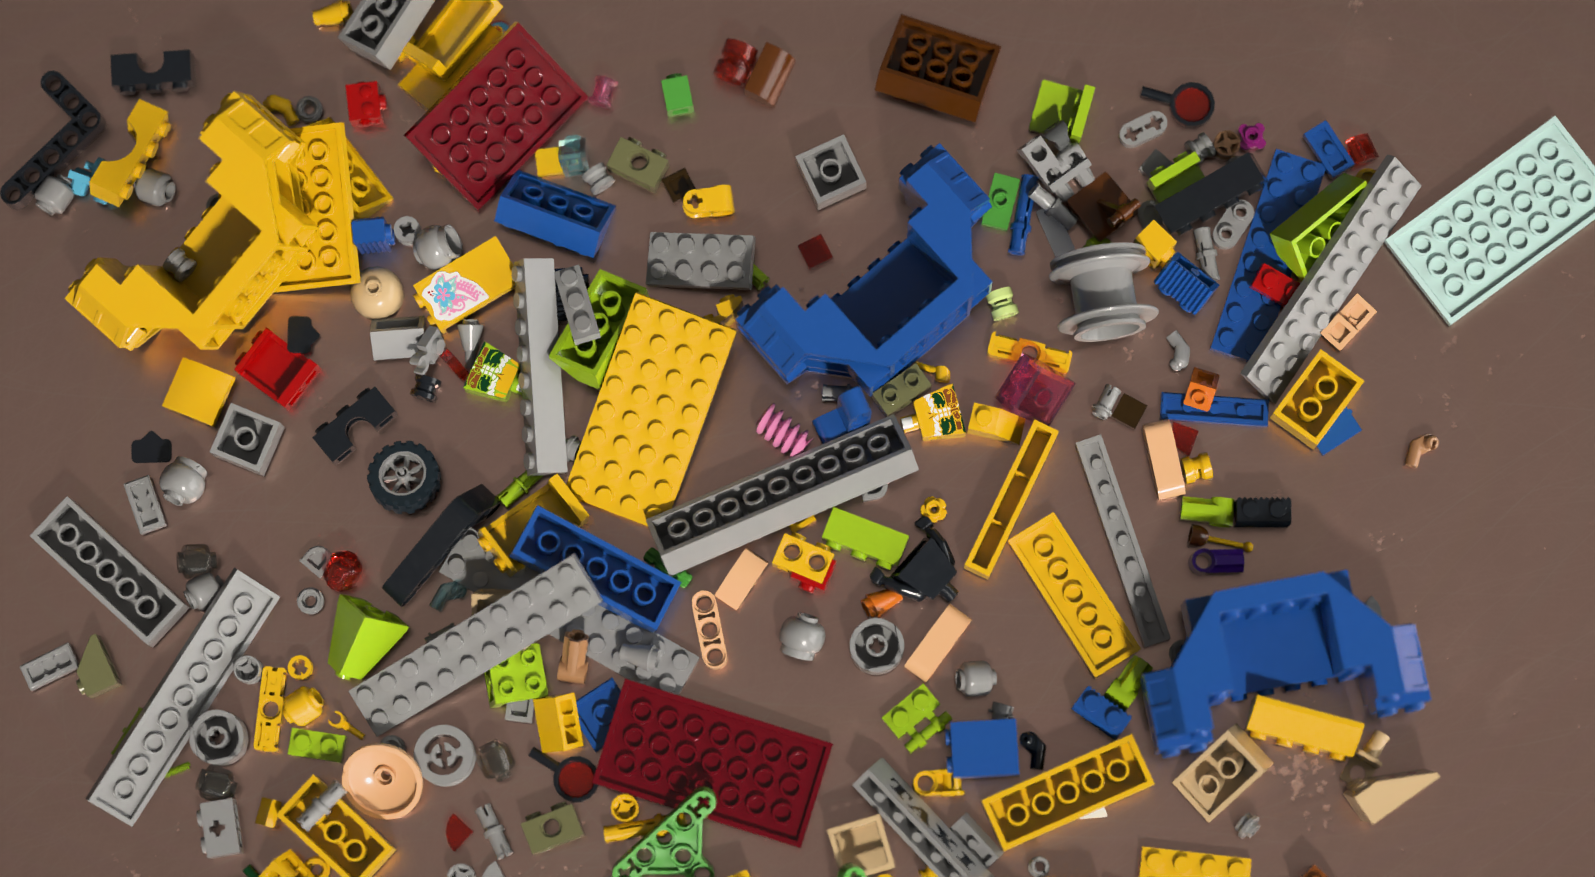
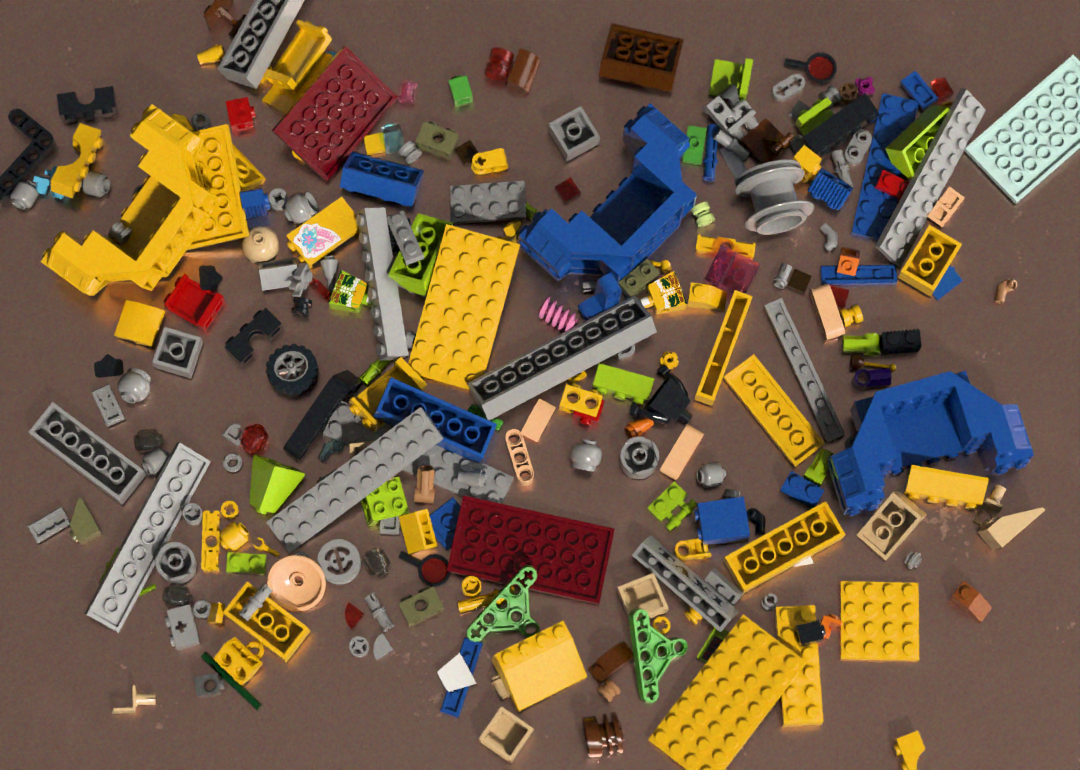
camera: 15 degrees left, 5 degrees down
(243, 800) = (199, 604): none -> light grey plate

